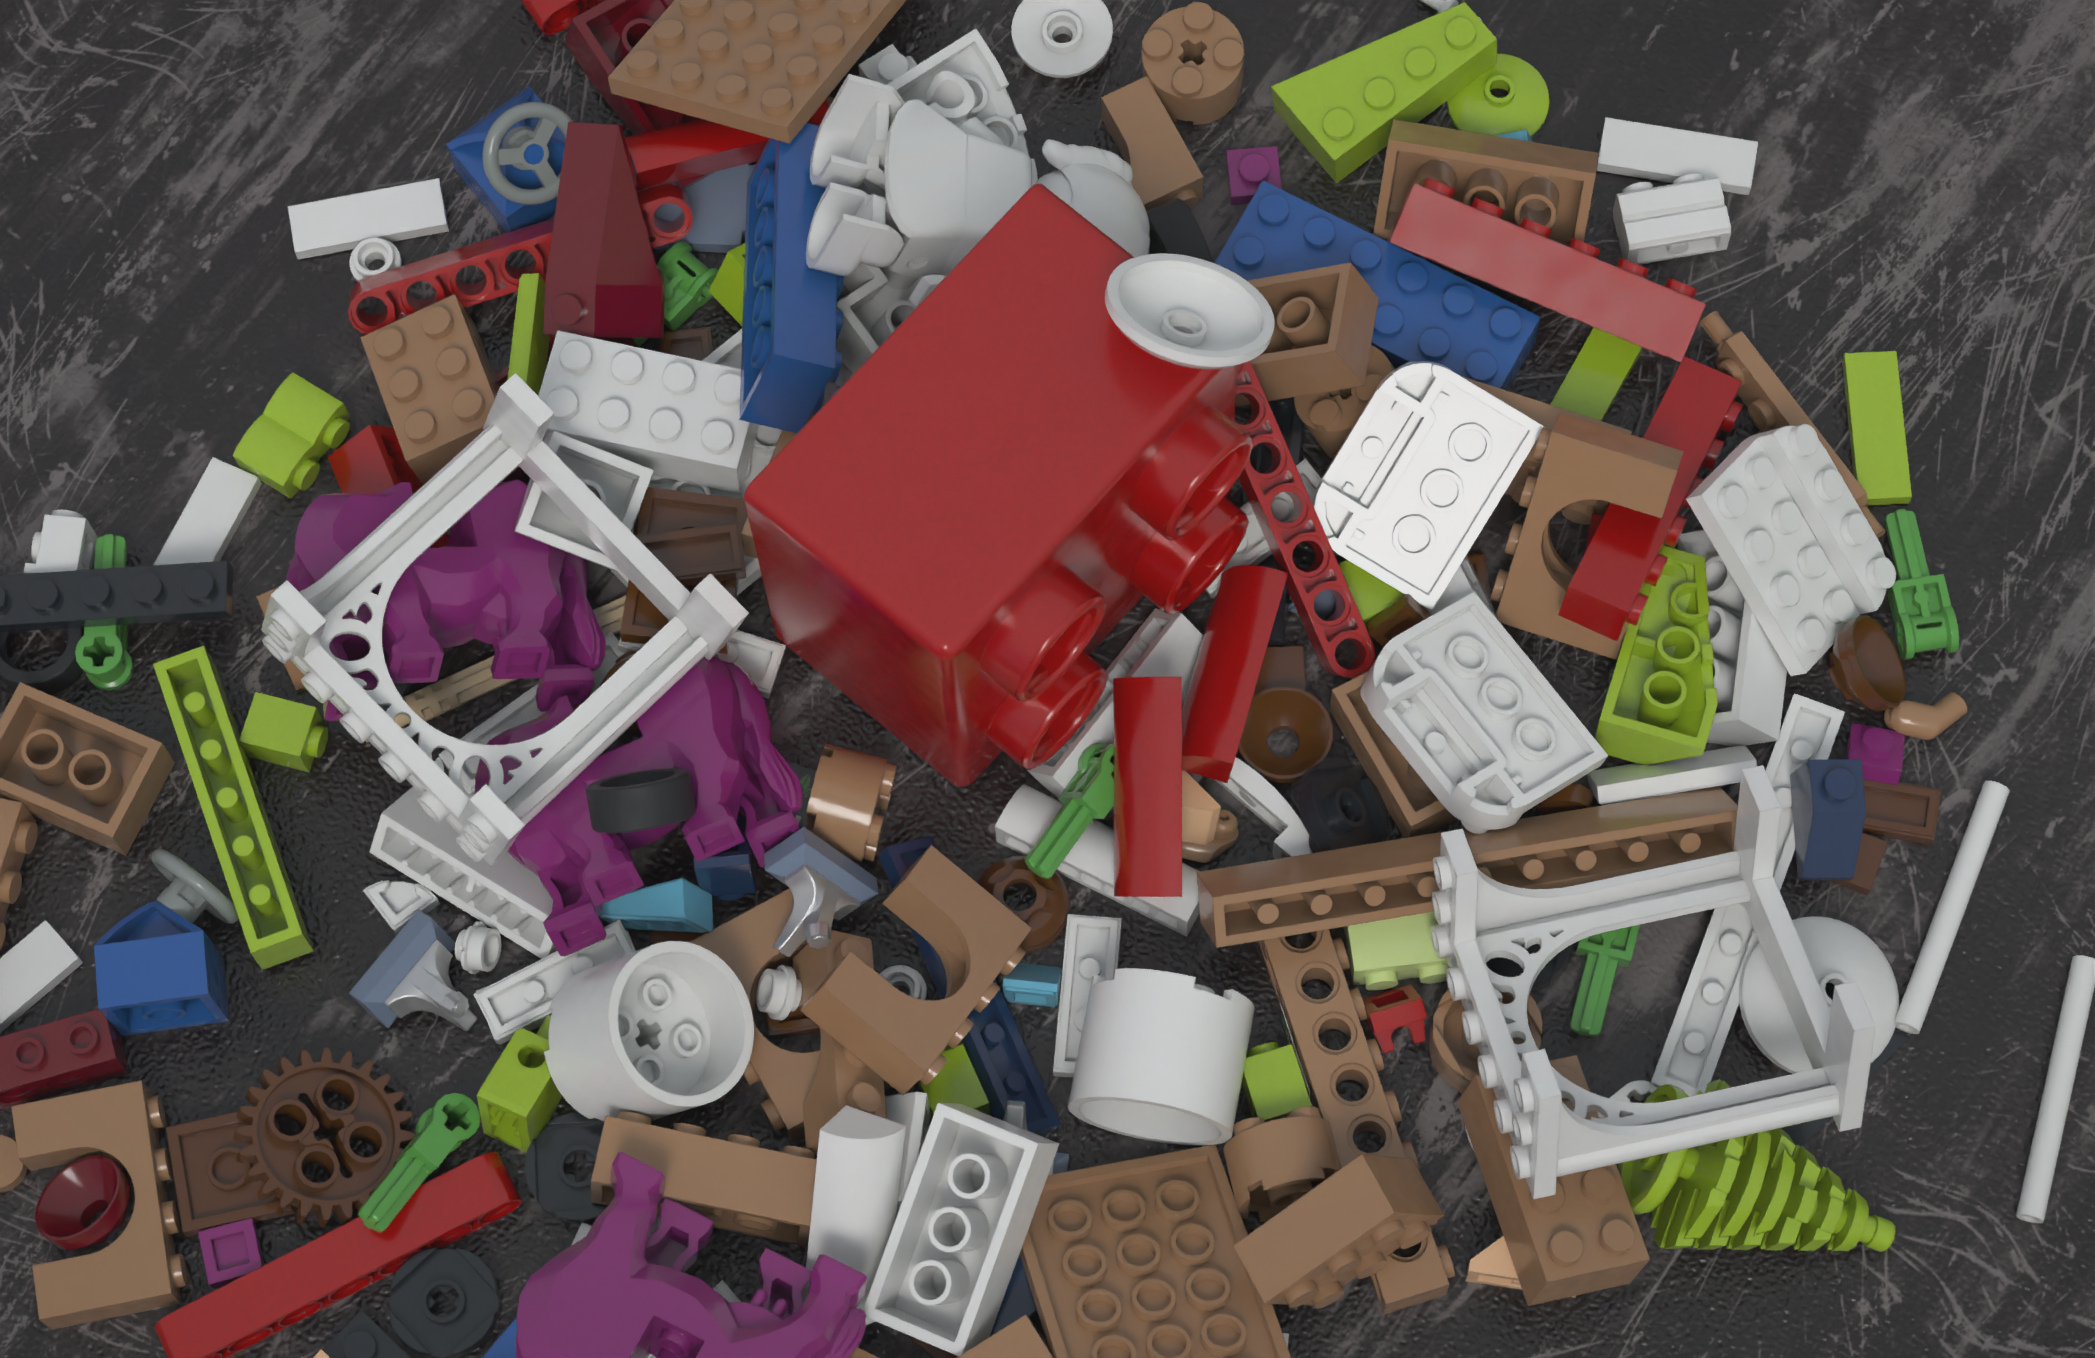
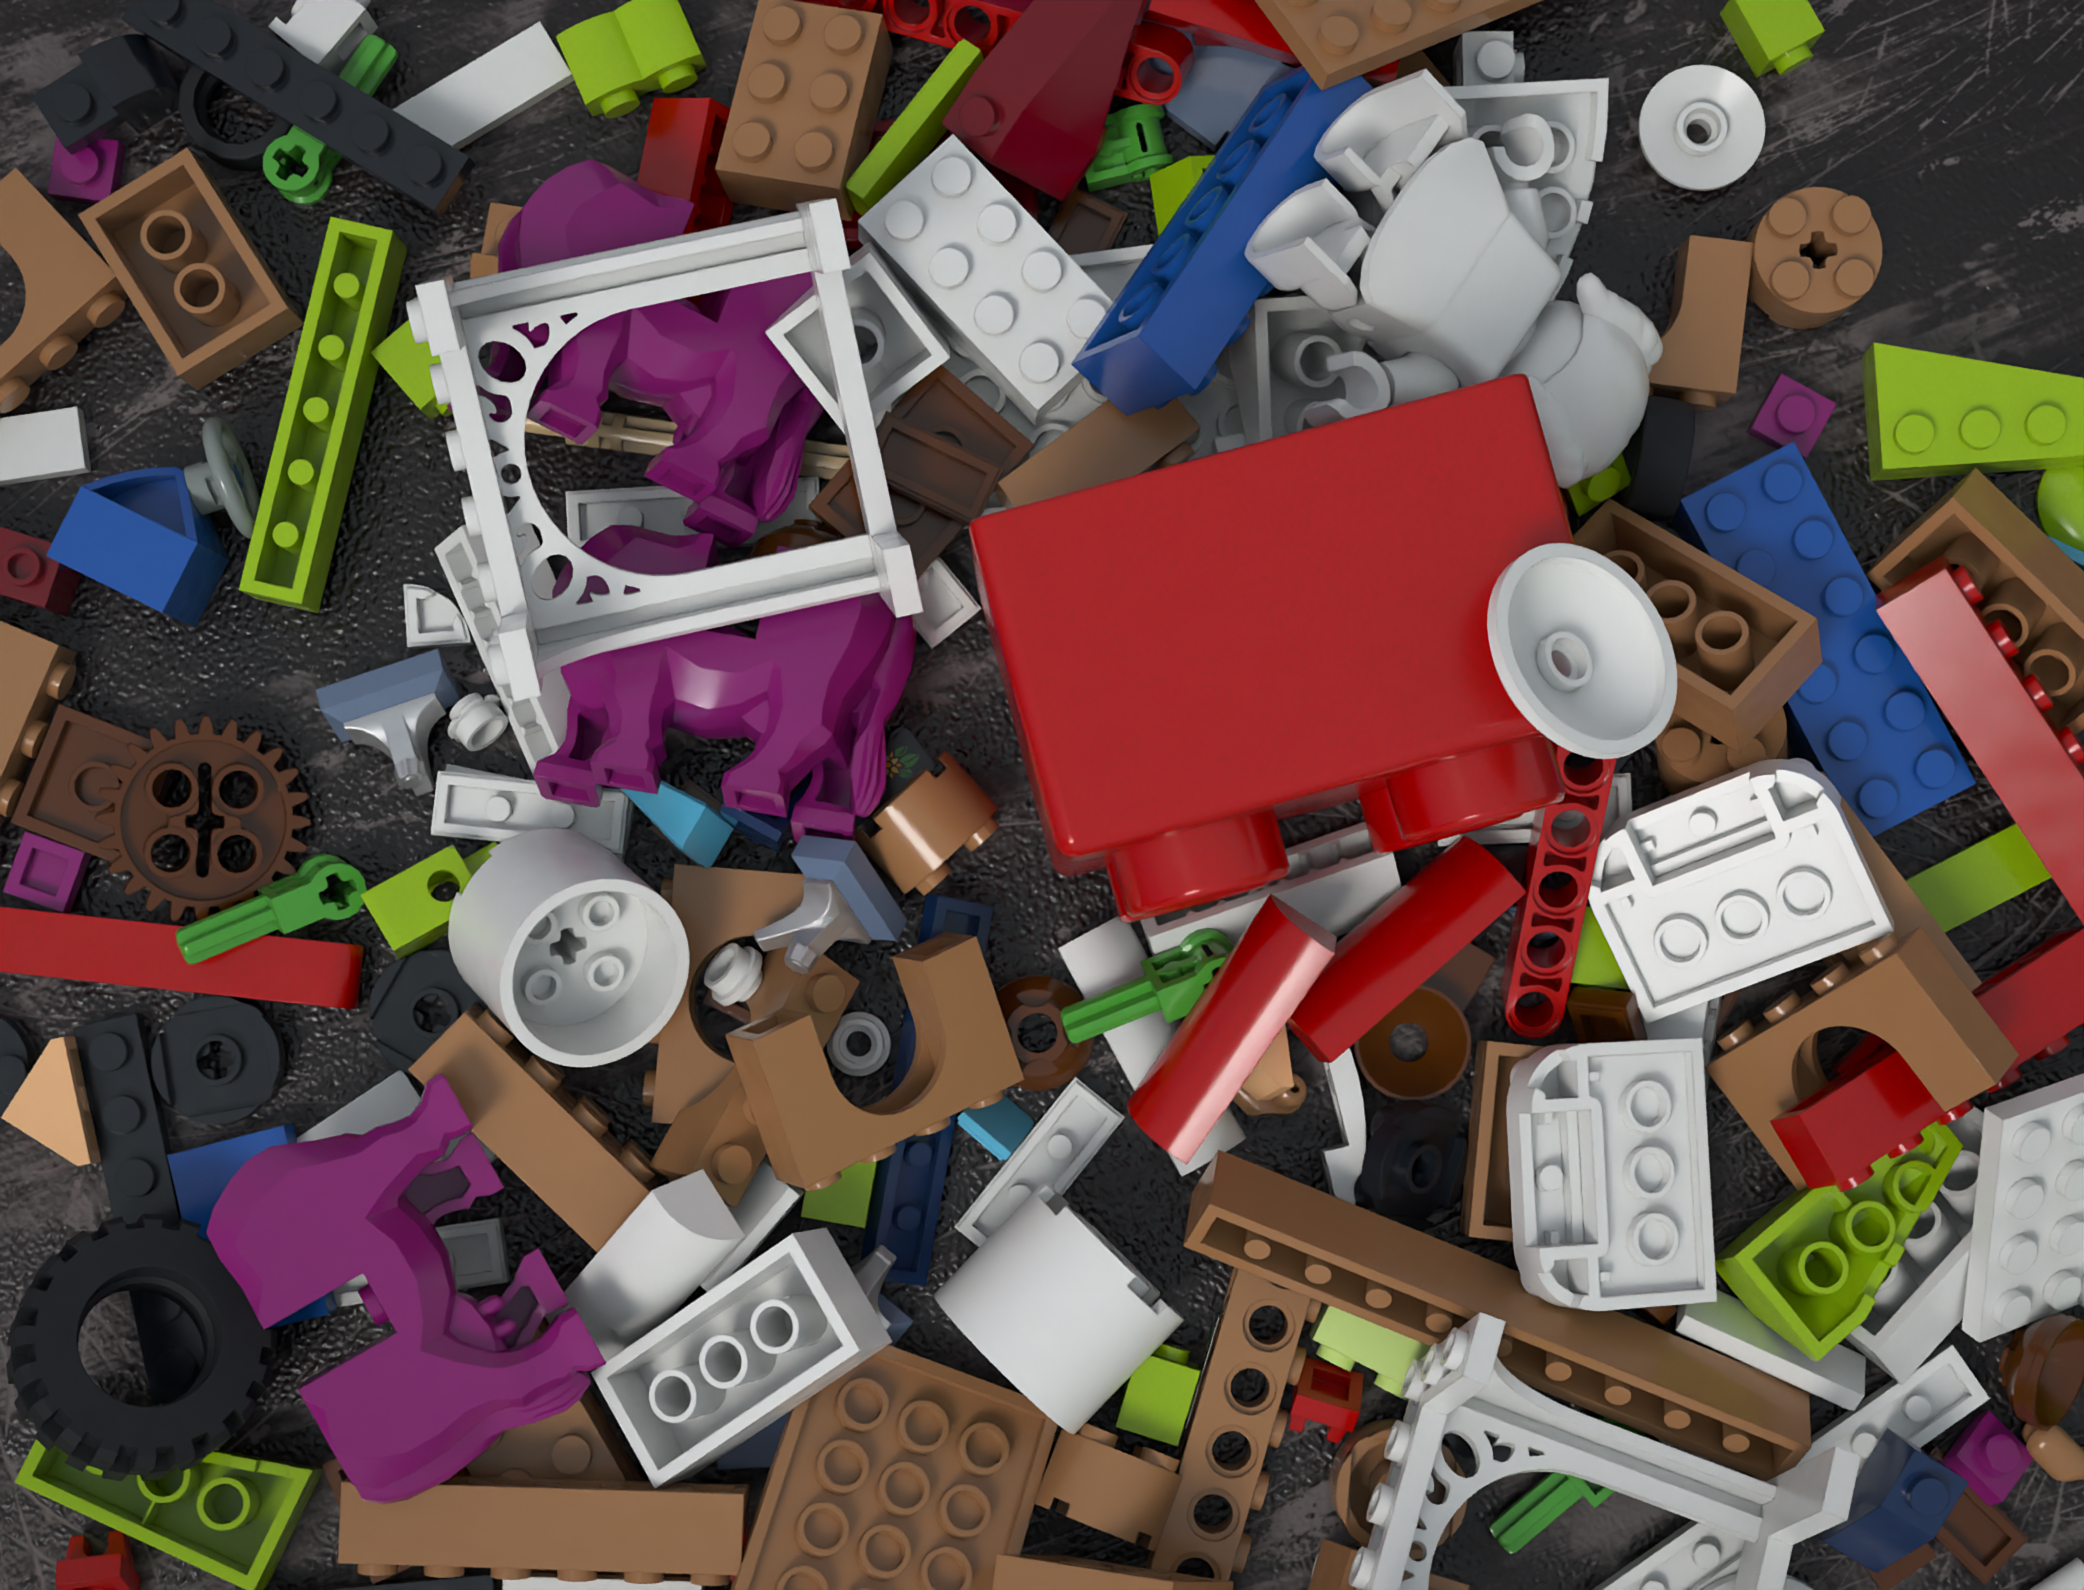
camera: 30 degrees right, 15 degrees up
(640, 800) = (698, 720): black tyre -> none

